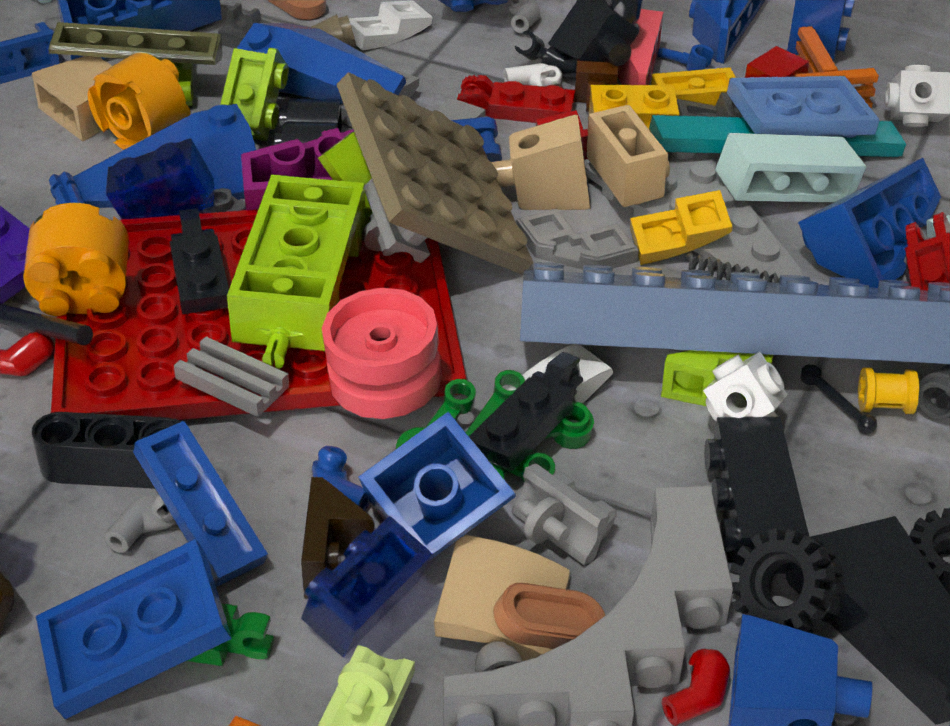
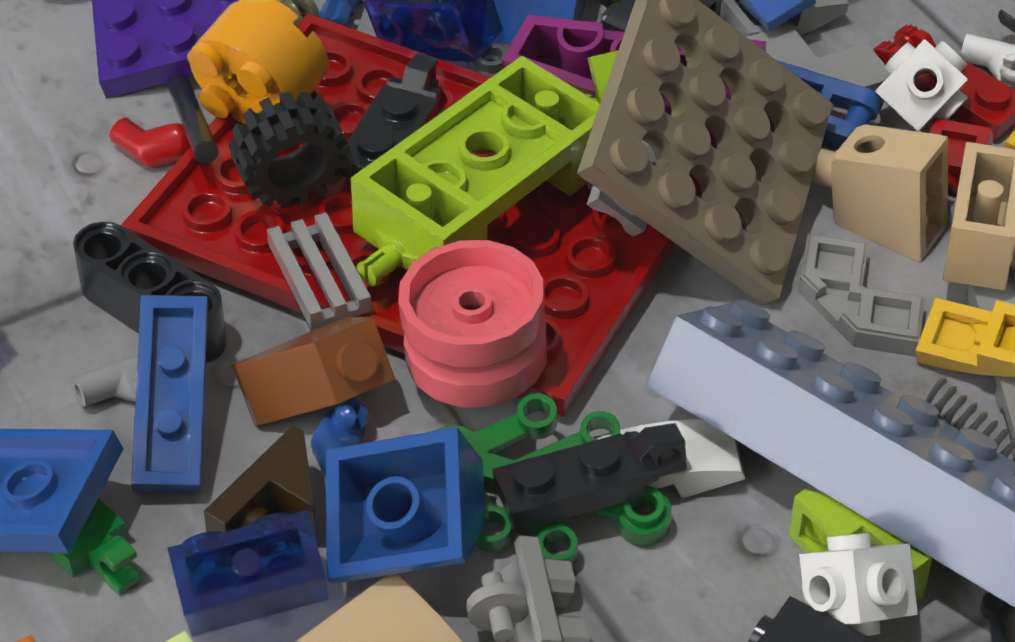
camera: 35 degrees right, 5 degrees up
(152, 303) = (278, 128): none -> black tyre
(286, 439) = (314, 370): none -> dark orange slope
(516, 100) = (921, 107): none -> white brick

